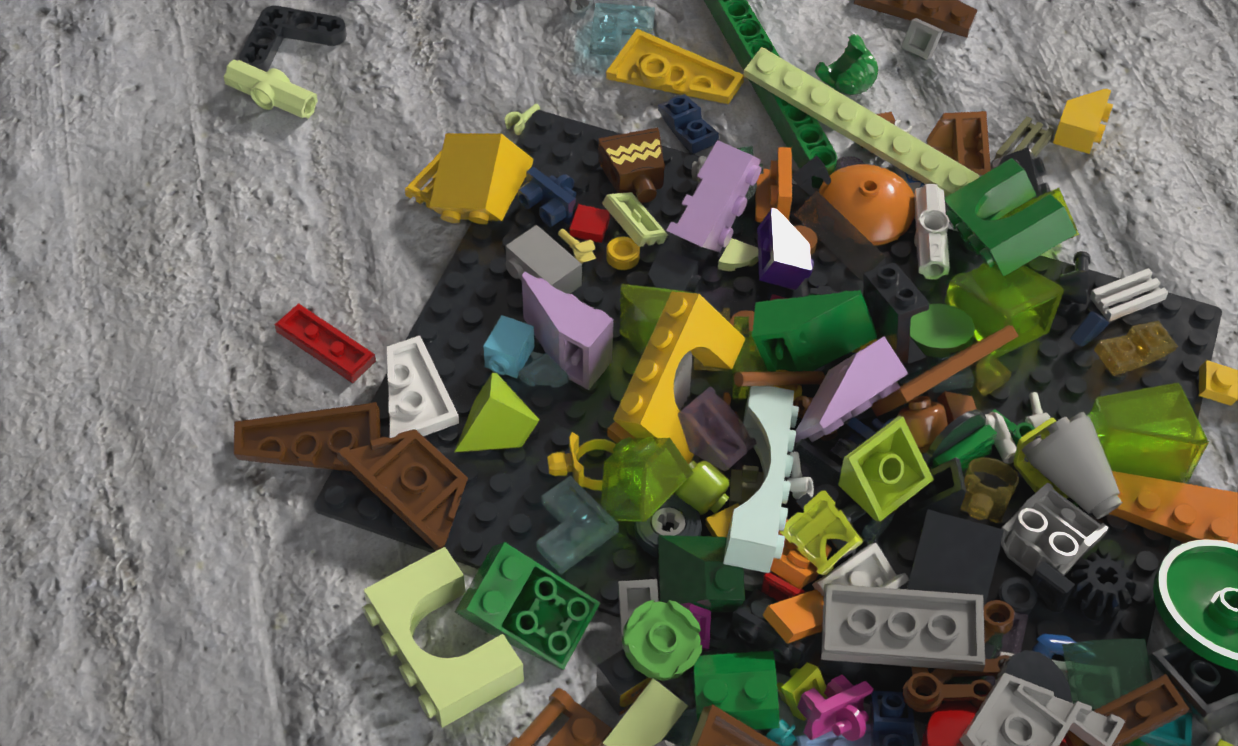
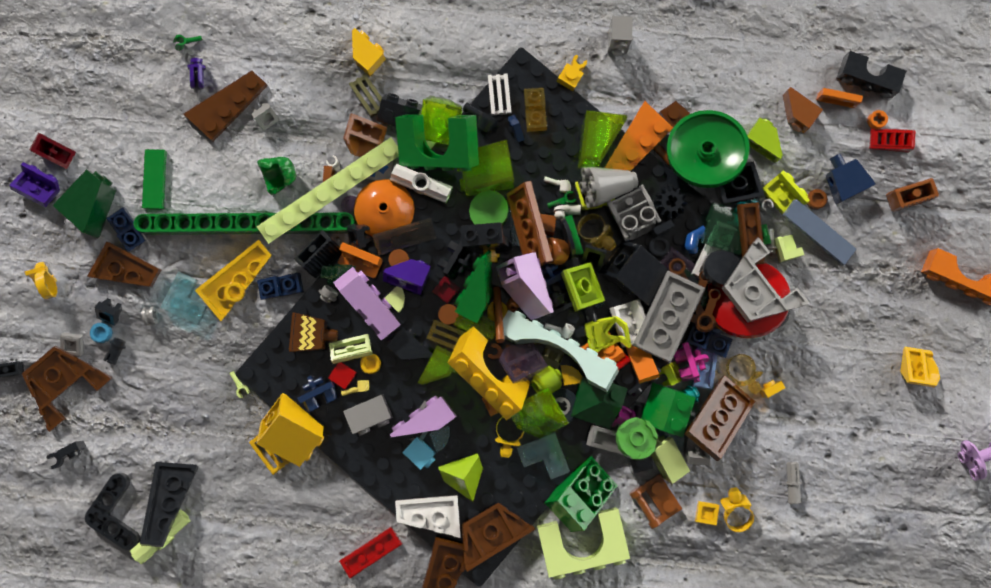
camera: 70 degrees left, 30 degrees up
(323, 72) = (165, 499): none -> black wing
(764, 137) = (318, 253): none -> black brick

